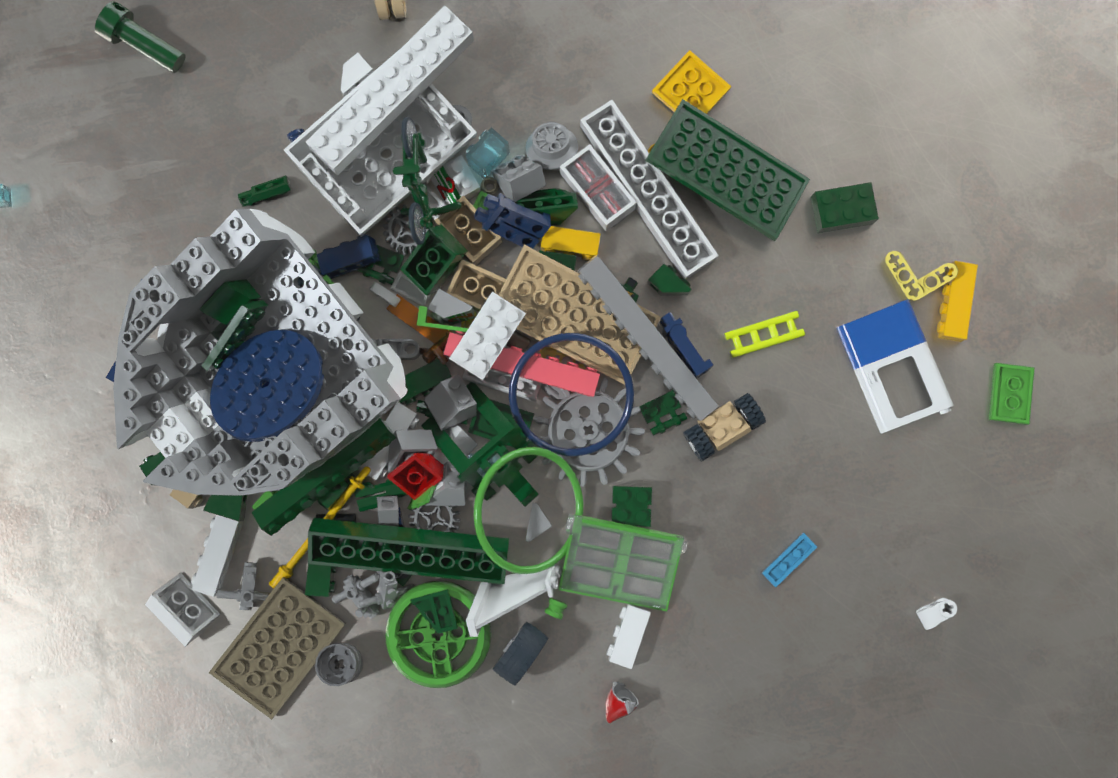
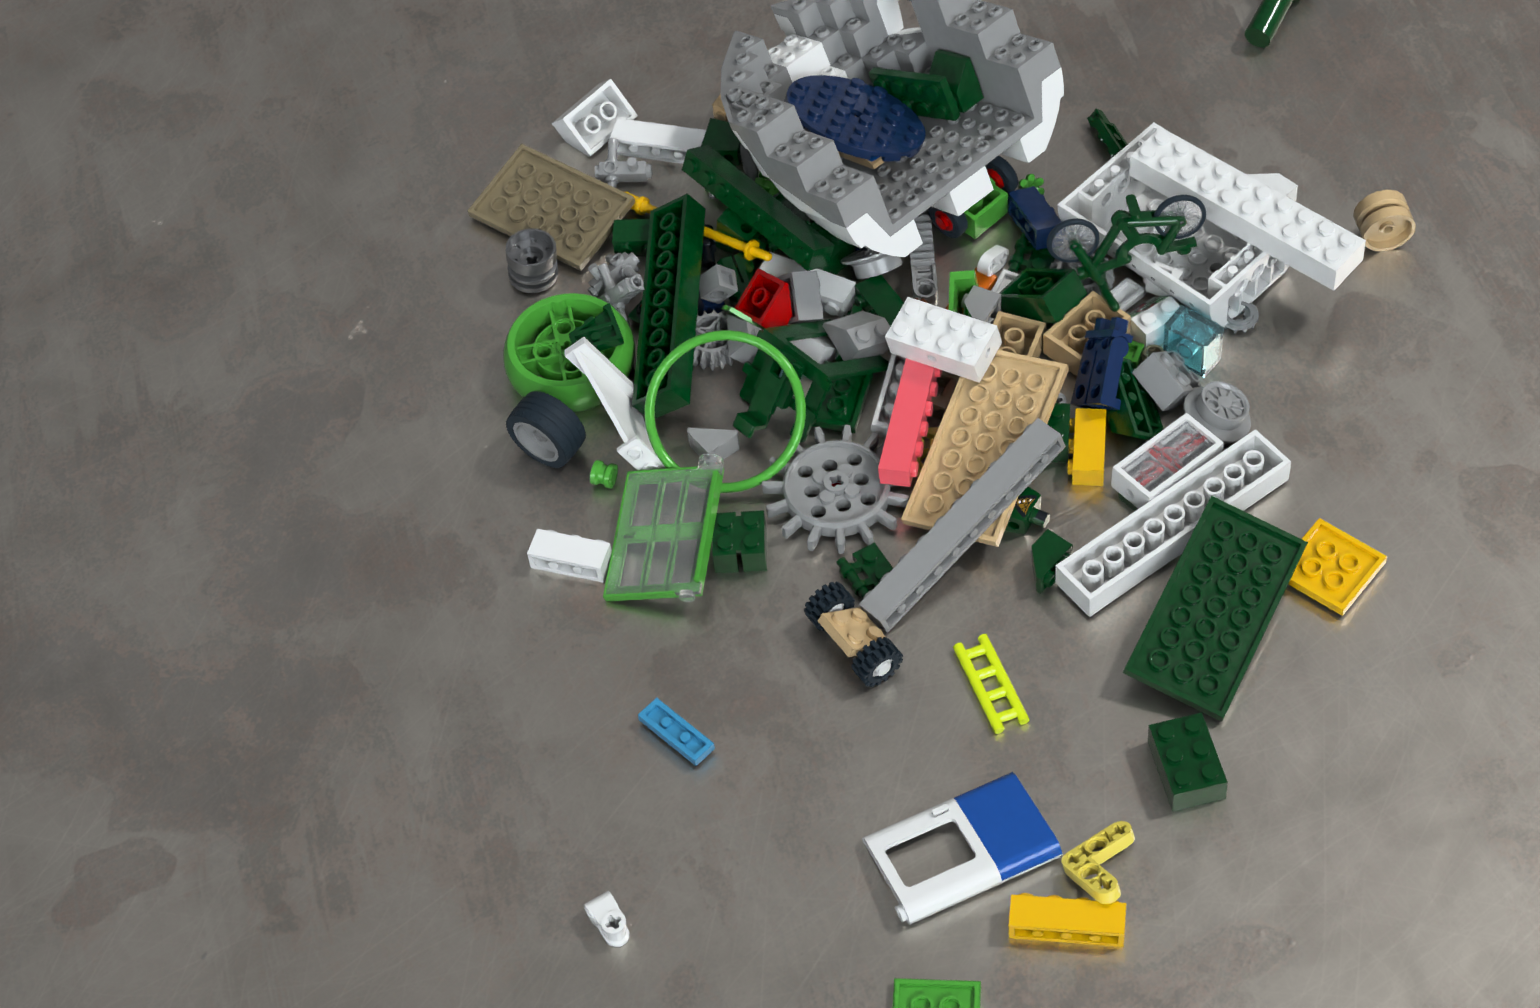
camera: 90 degrees right, 30 degrees down
(582, 338) = (925, 480): dark blue piece -> none
(619, 702) = (486, 550): hat -> none
(682, 345) = (958, 577): dark blue hips -> none

